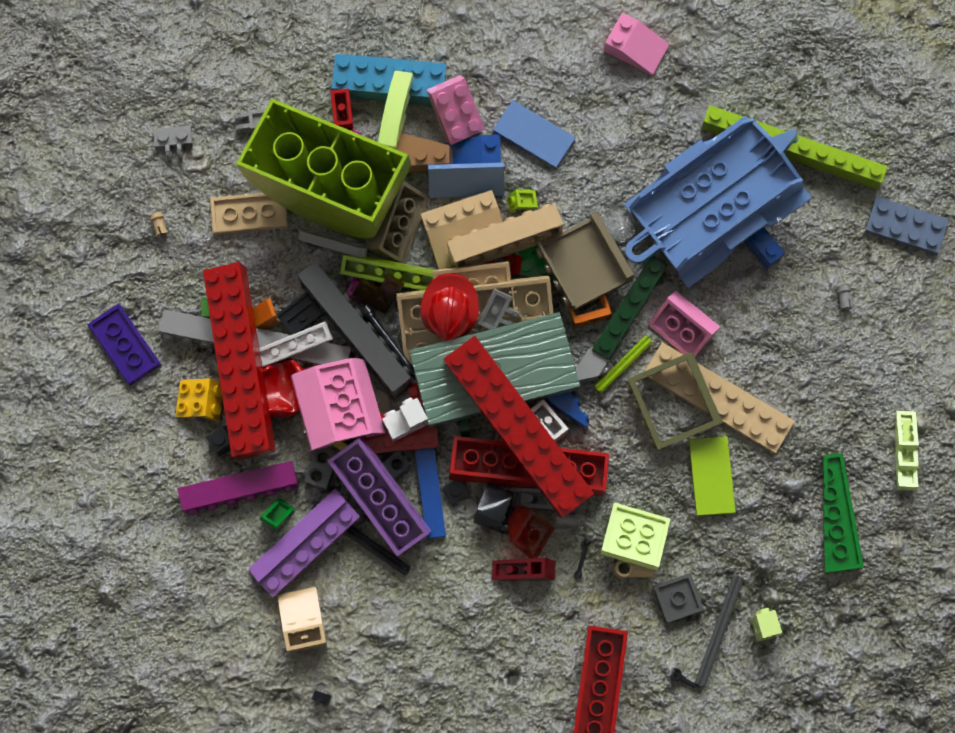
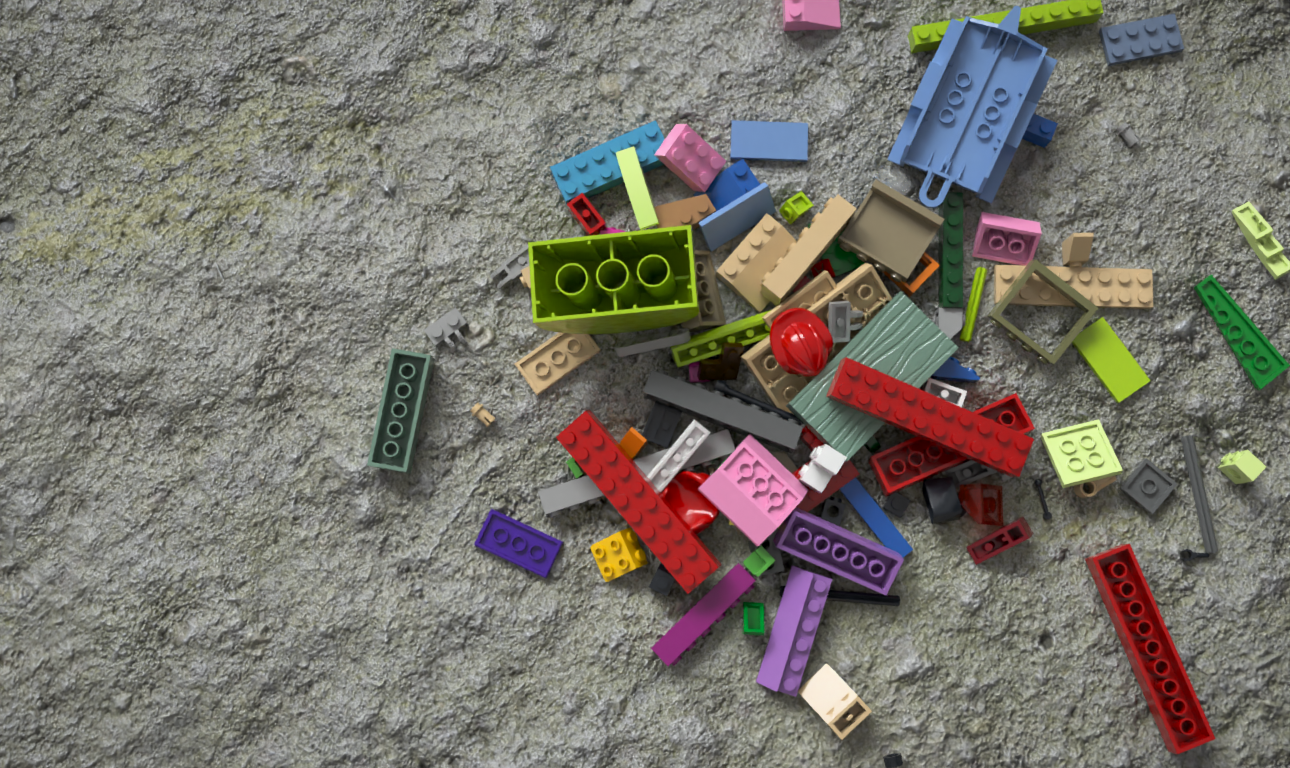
camera: 25 degrees left, 5 degrees up
(94, 183) = (401, 411): none -> sand green brick
(308, 467) = (758, 561): none -> bright green panel
(737, 366) = (1077, 249): none -> tan slope

